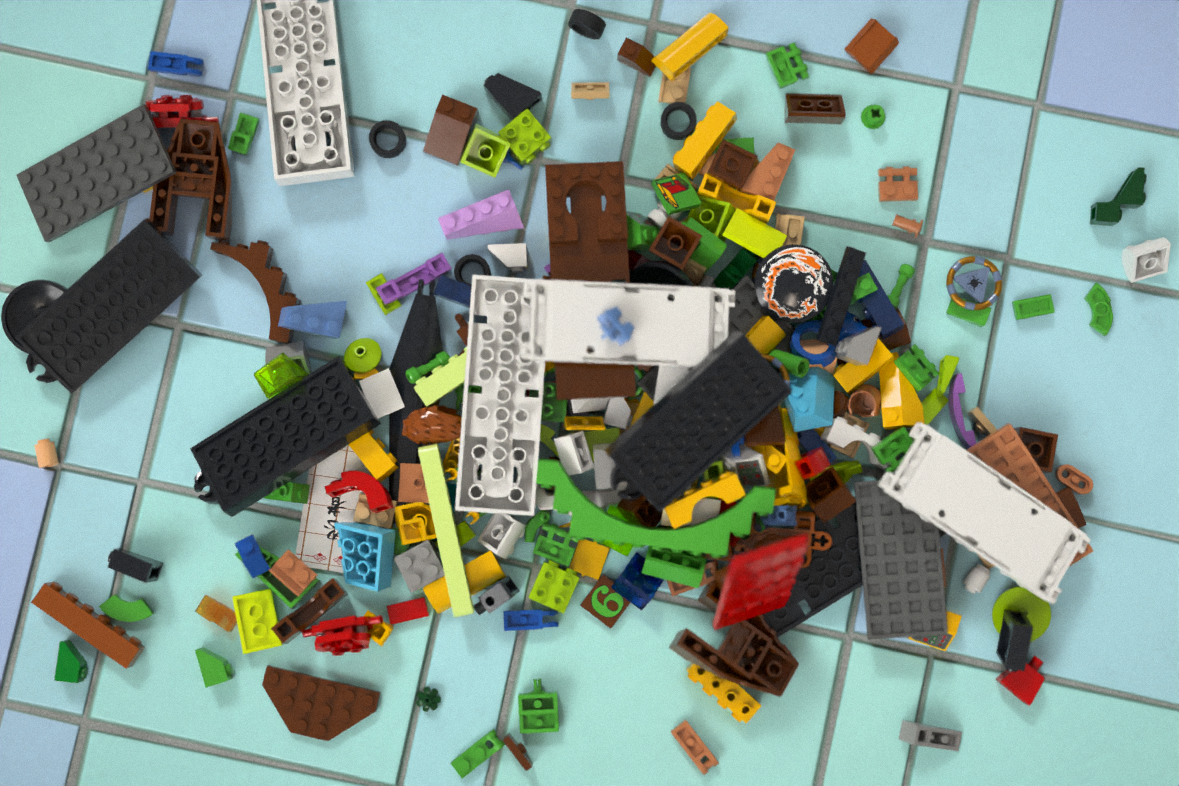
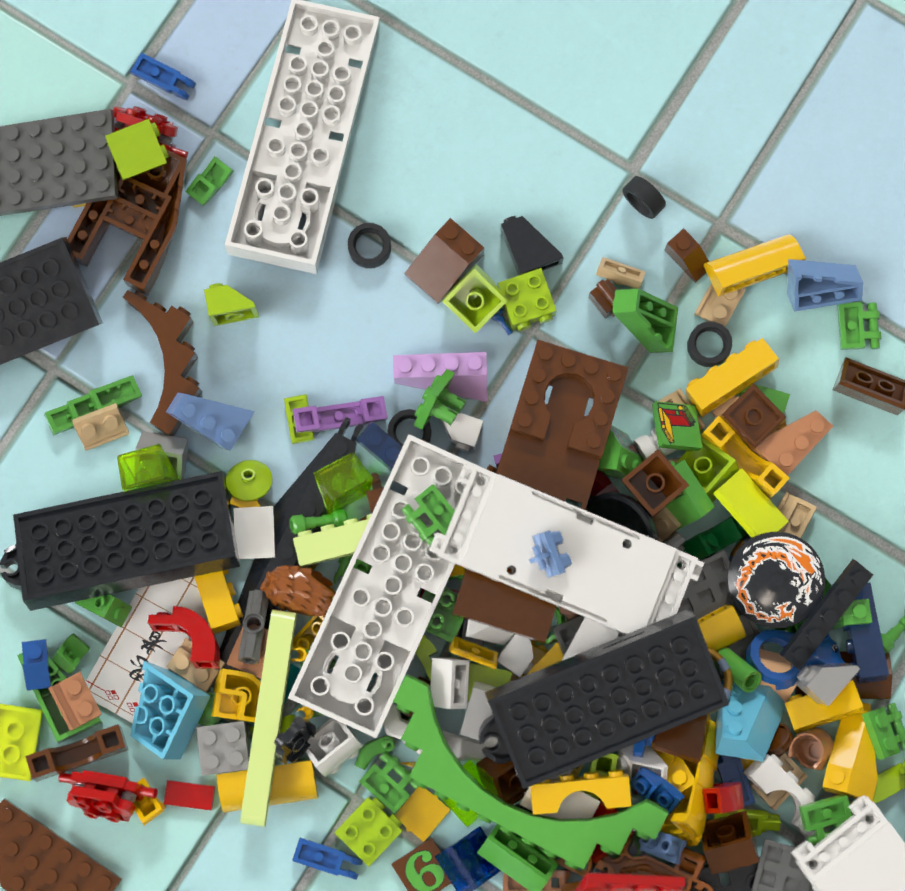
camera: 20 degrees right, 5 degrees down
(176, 128) = (136, 149): none -> lime brick
(220, 341) = (117, 392): none -> bright green slope
(232, 356) = (100, 426): none -> tan plate
(275, 538) = (70, 653): none -> bright green bracket
(295, 225) = (228, 305): none -> lime slope
(410, 476) = (252, 639): none -> dark grey piece
(435, 330) = (343, 482): none -> clear neon green slope
(472, 541) = (294, 741): none -> black plate
(487, 241) = (436, 400): none -> bright green plate
(500, 592) = (304, 815): torso -> none
(515, 324) = (435, 507): none -> bright green plate
(586, 114) = (603, 297): none -> reddish brown brick
(623, 117) = (647, 318): none -> bright green wedge
(748, 42) = (822, 284): none -> medium blue wedge
(756, 473) = (652, 785): none -> blue slope

